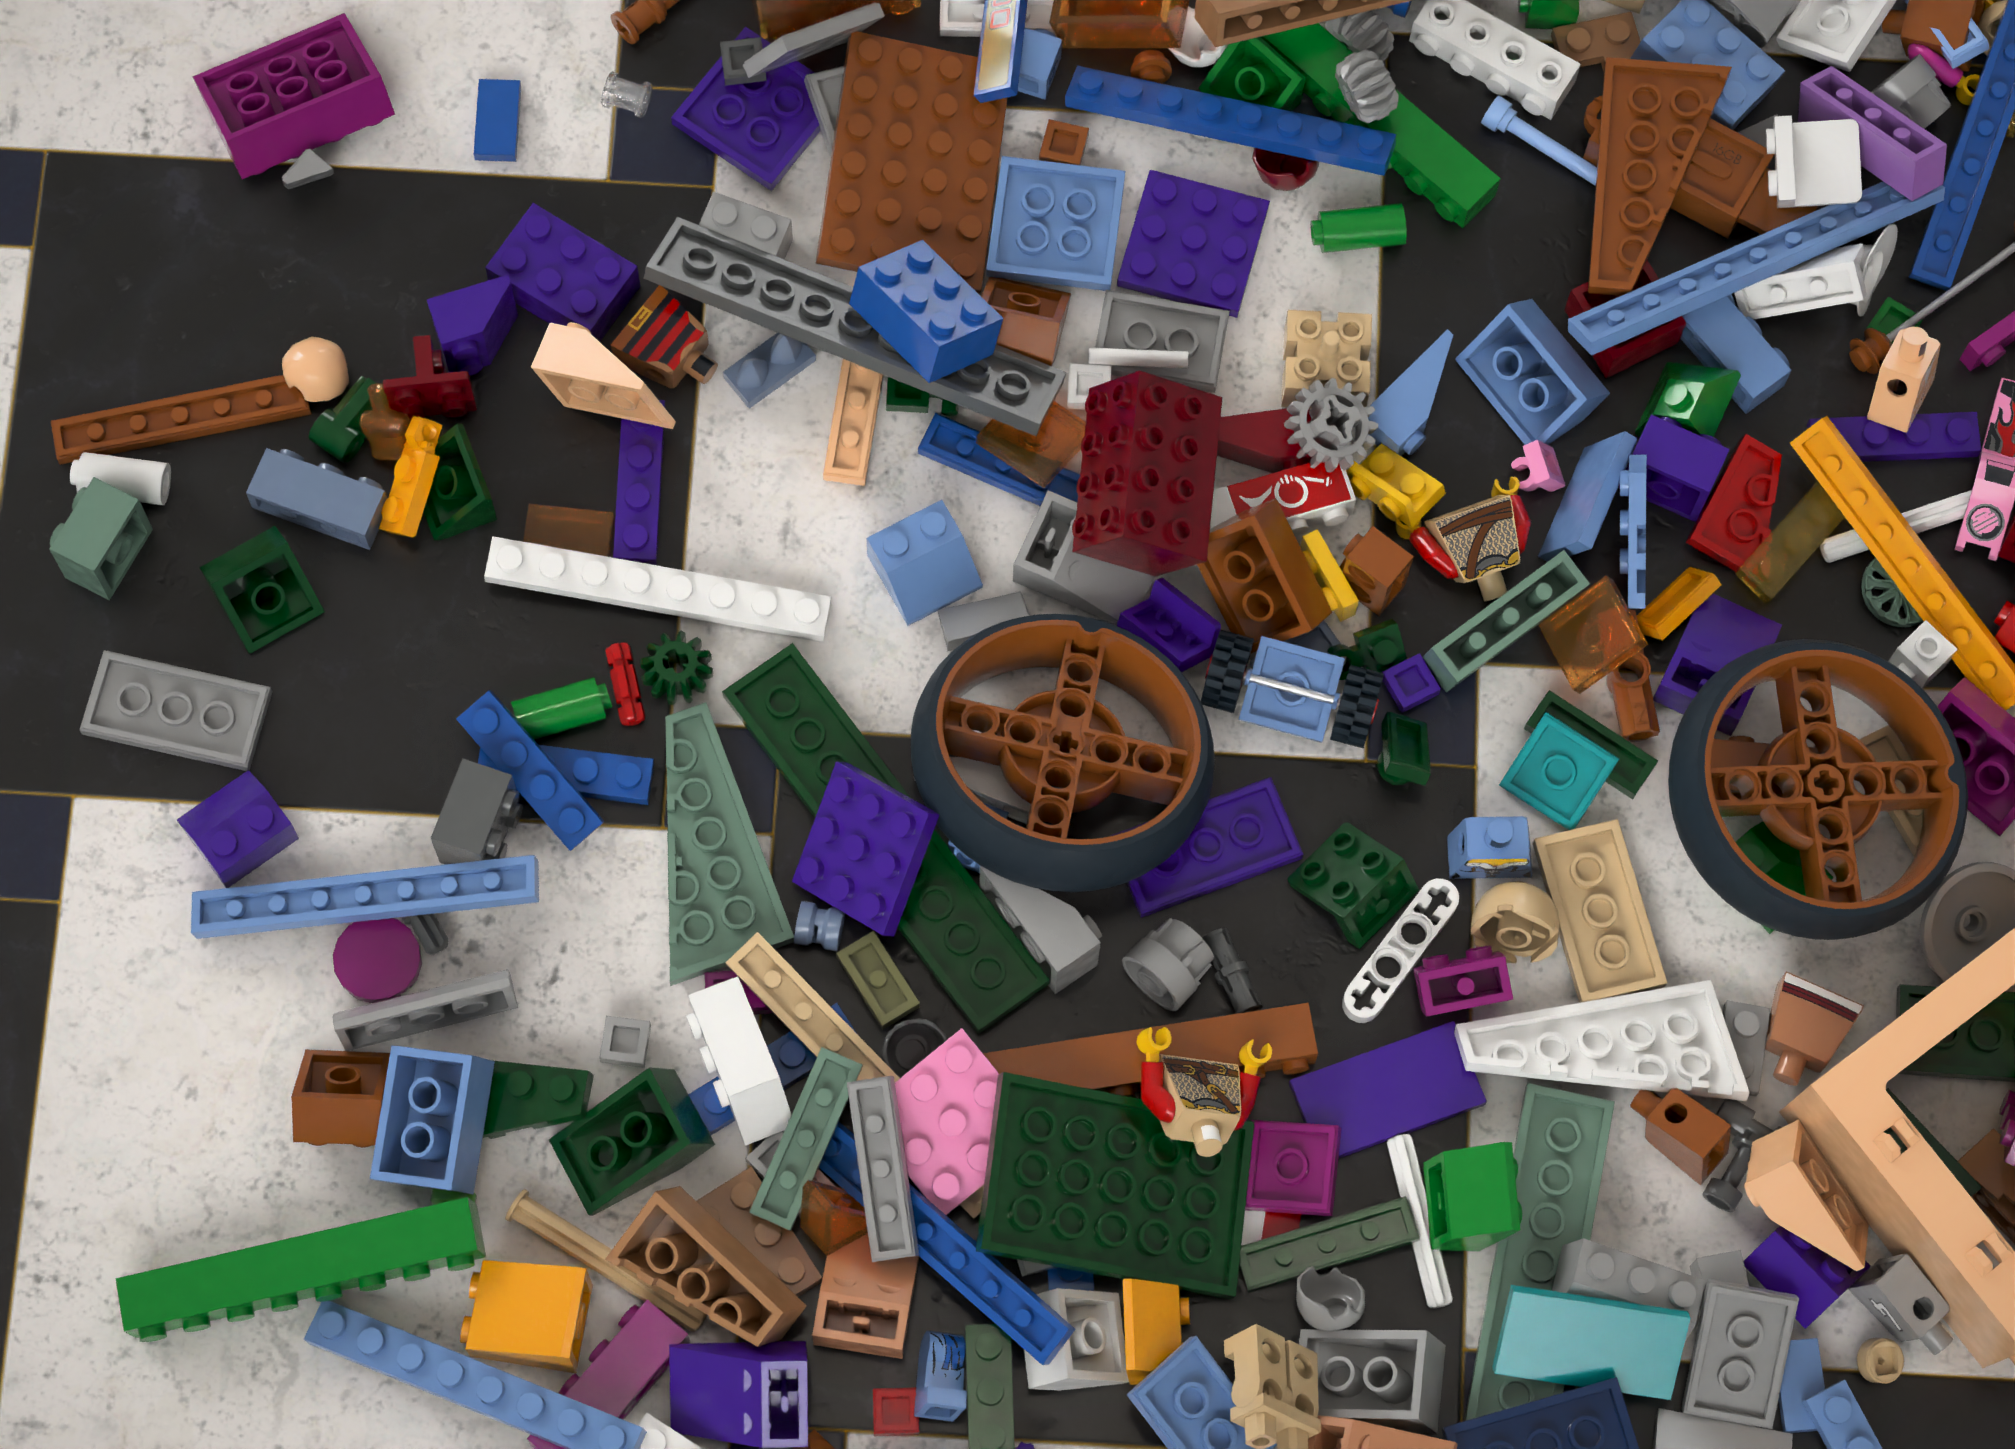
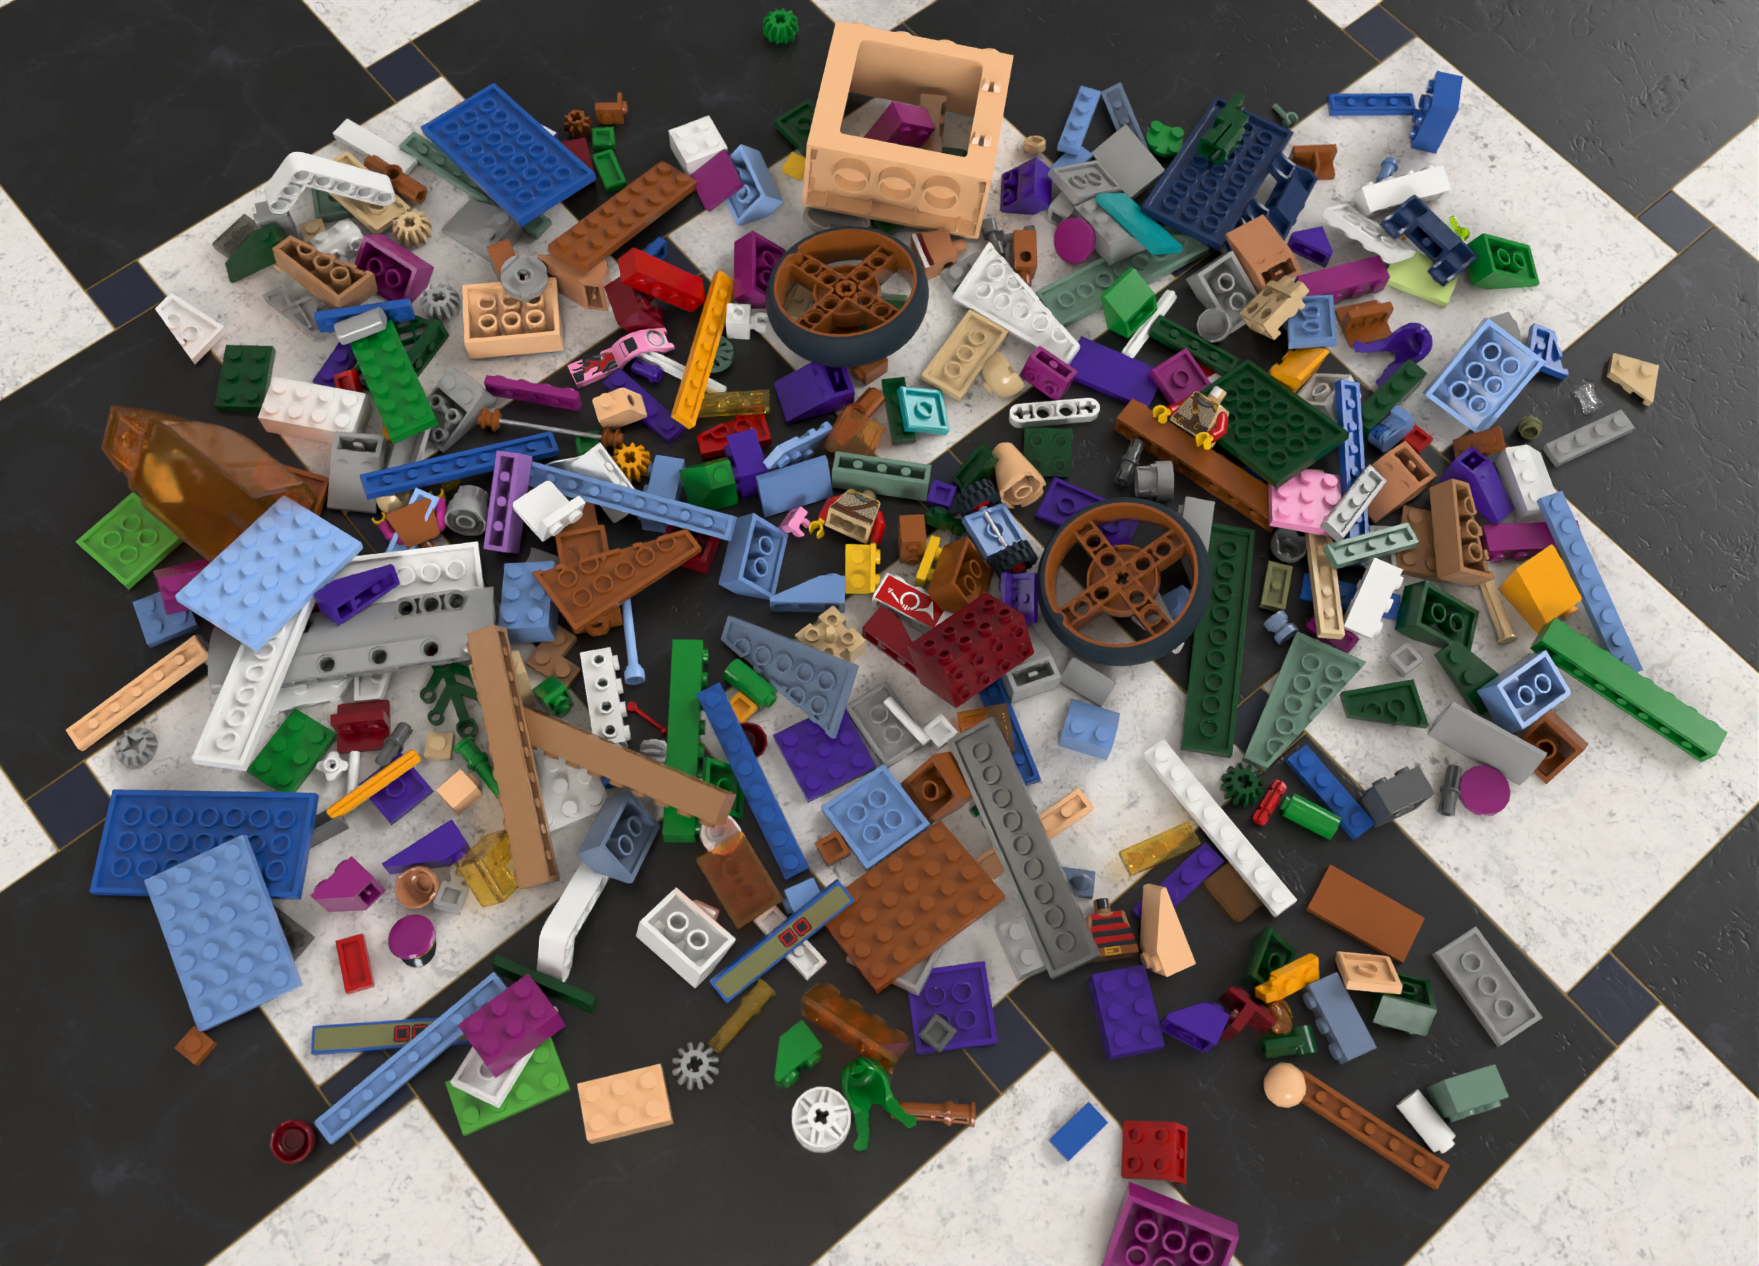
camera: 135 degrees left, 5 degrees down
(238, 828) = (1504, 902): dark purple slope -> none
(306, 169) = (1199, 1194): light grey slope -> none
(327, 573) = (1368, 972): none -> light nougat tile
(365, 897) = (1477, 811): medium blue plate -> none
(390, 170) = (1154, 1151): none -> red bracket
(391, 658) = (1365, 914): none -> dark orange tile
(532, 770) = (1351, 798): blue plate -> none
(595, 955) = (1386, 703): none -> dark green wing
(626, 94) = (1006, 1077): clear bush -> none
(700, 499) = (1159, 848): none -> clear yellow plate
(812, 39) = (902, 998): light grey tile -> none
(831, 1216) = (1384, 511): clear orange slope -> none
(865, 848) = (1242, 624): dark purple plate -> none
(925, 311) = (989, 813): blue brick -> none
(1151, 66) = (757, 843): dark orange plate -> none
(1323, 279) = (801, 673): none -> sand blue wing
(1327, 442) = (867, 603): light grey gear -> none
(1338, 189) = (743, 707): none -> light orange plate
(1352, 793) = (1016, 477): none -> light nougat cone
(1366, 86) = (686, 721): light grey gear -> none
(1459, 87) = (632, 707): none -> red hinge
(1491, 848) = (983, 407): medium blue torso -> none
(1649, 1231) = (1074, 240): none -> magenta tile
(1677, 602) = (798, 423): light orange tile -> none
(1805, 1195) = (1010, 196): light nougat slope -> none
(1820, 334) = (627, 455): none -> light orange gear
(1904, 1301) = (1010, 141): light grey torso -> none
(1937, 485) = (647, 370): none -> dark purple pin

